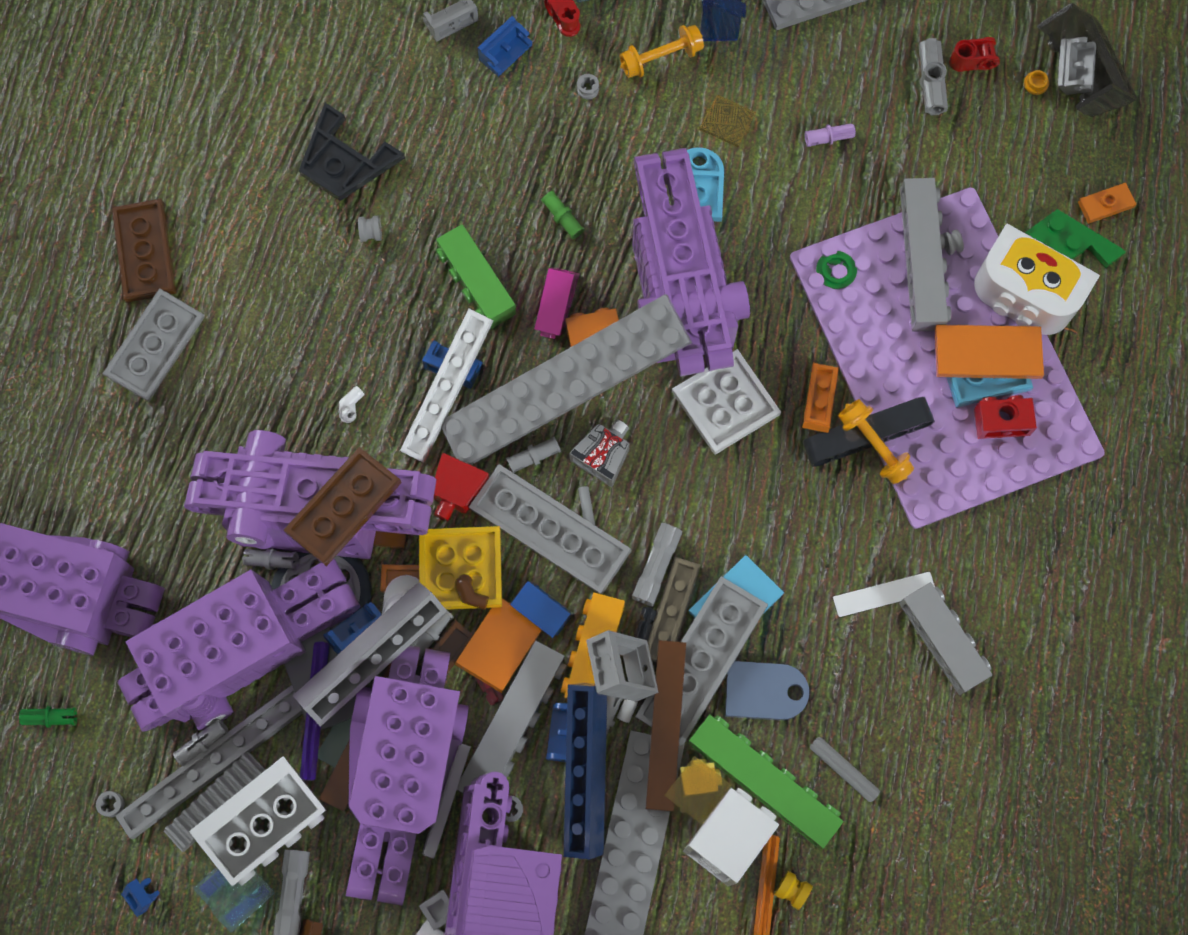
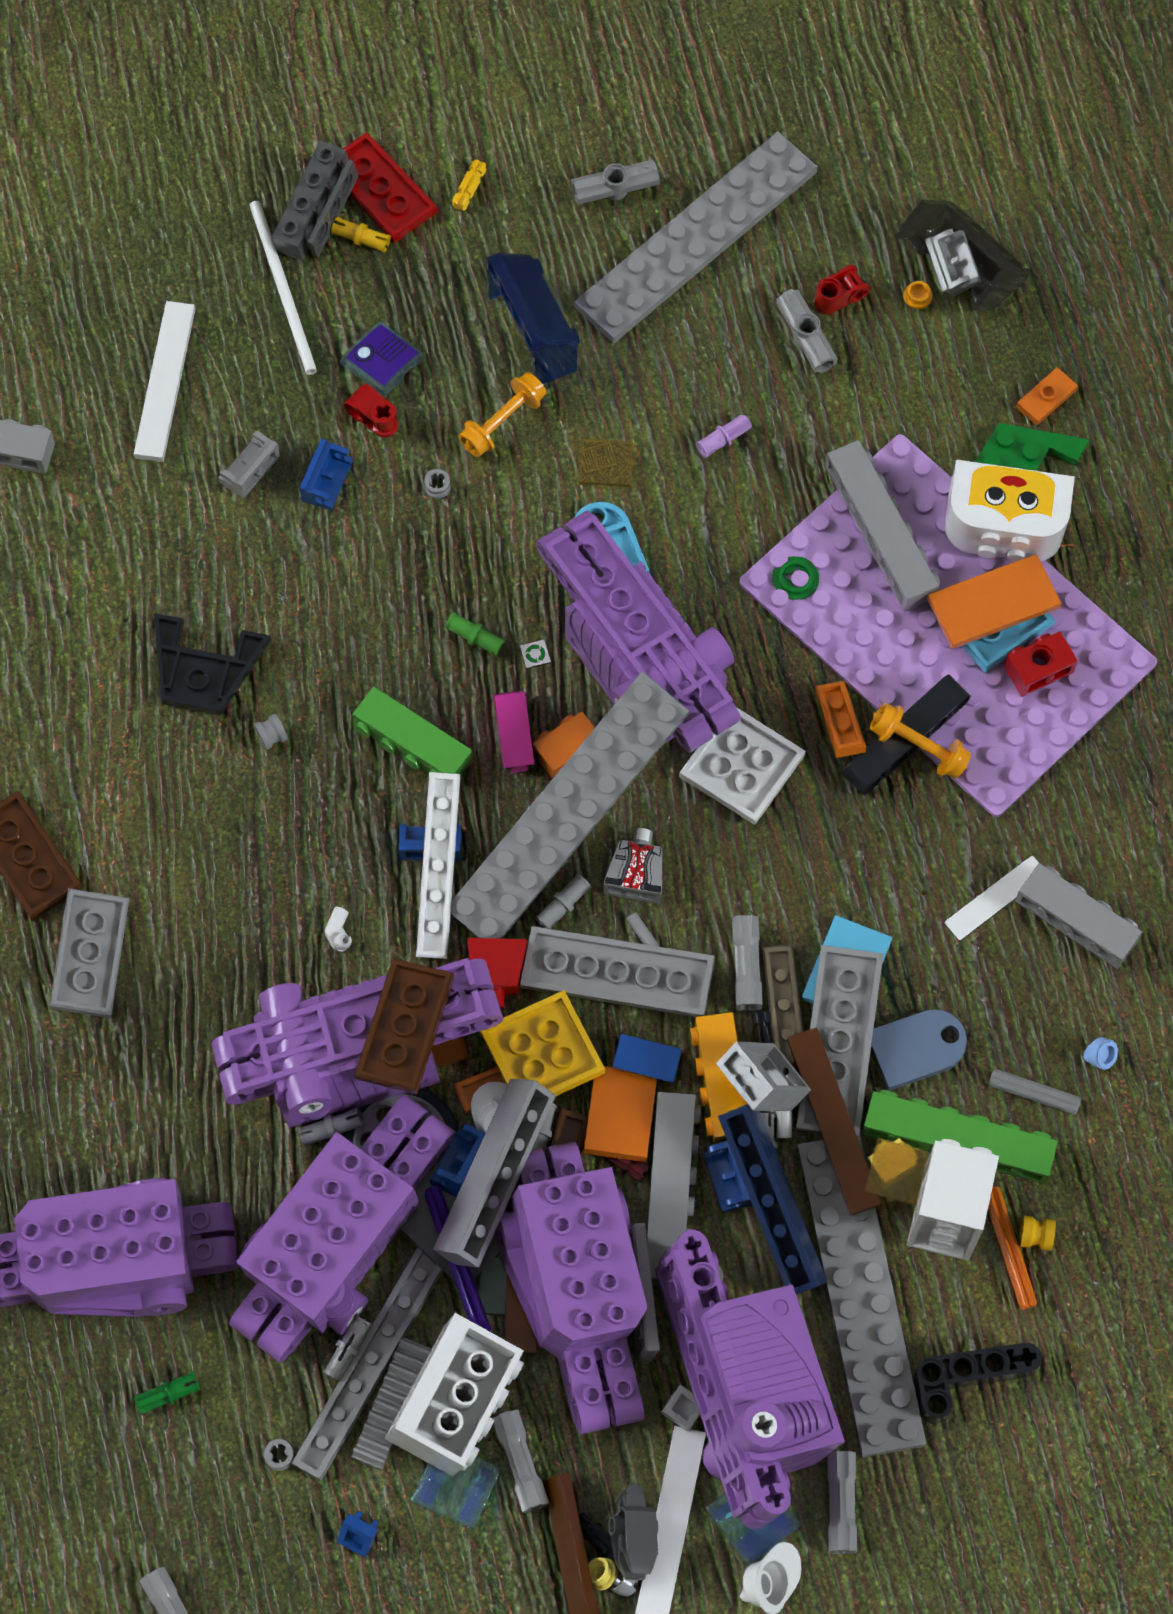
camera: 25 degrees left, 5 degrees down
(467, 594) = (565, 1072): reddish brown arm -> none
(603, 249) = (535, 653): none -> white sticker
(914, 761) = (1101, 1053): none -> light blue tile
(953, 242) = (907, 500): light grey bush -> none

